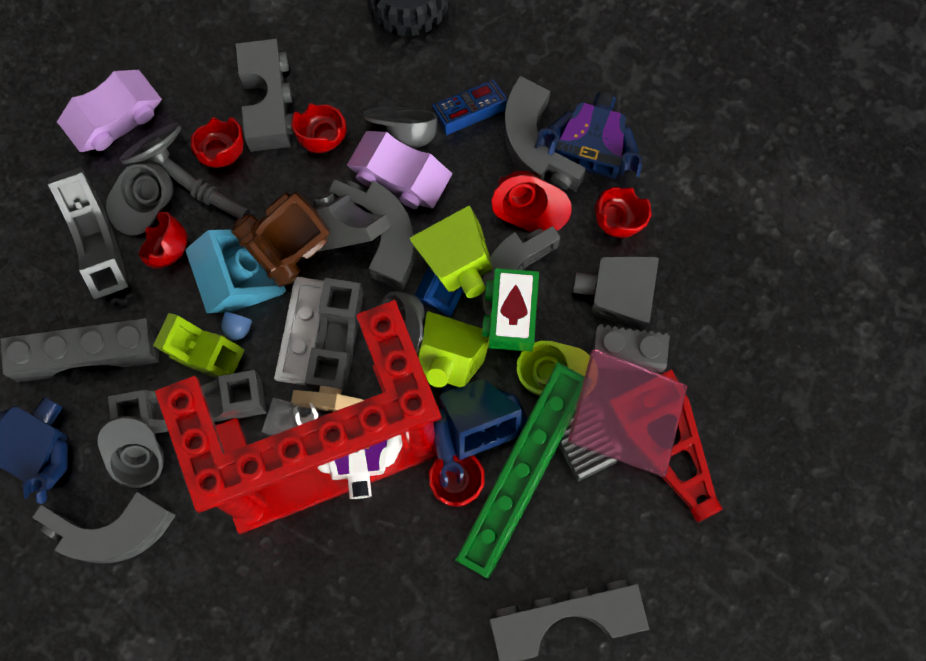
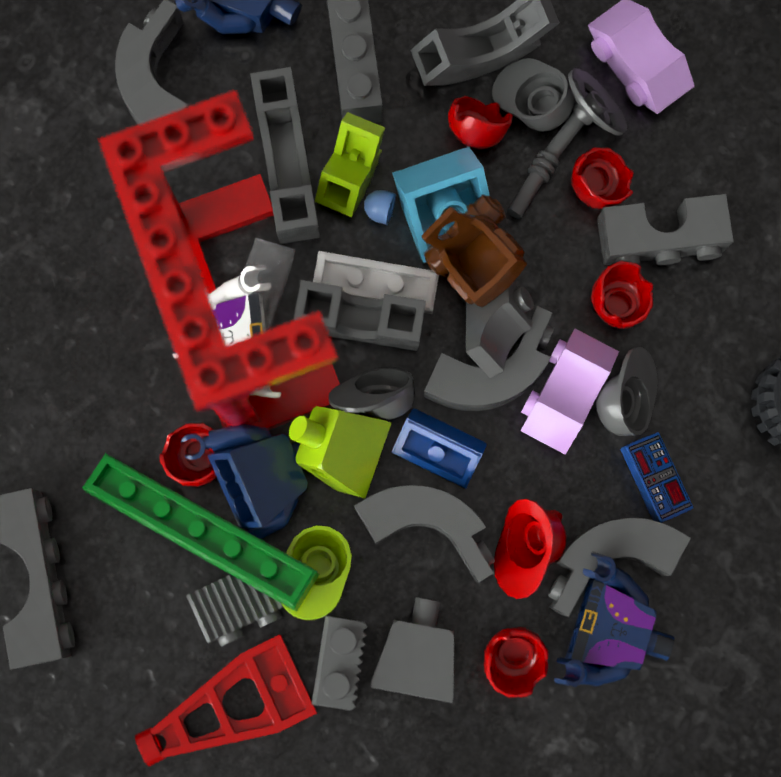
camera: 90 degrees right, 5 degrees up
(130, 451) = (240, 75): dark grey cap -> none
(326, 399) = (279, 302): tan plate -> none
(456, 252) = (457, 455): lime torso -> none
(513, 309) = (382, 518): brick -> none
(627, 413) = (256, 654): clear pink piece -> none

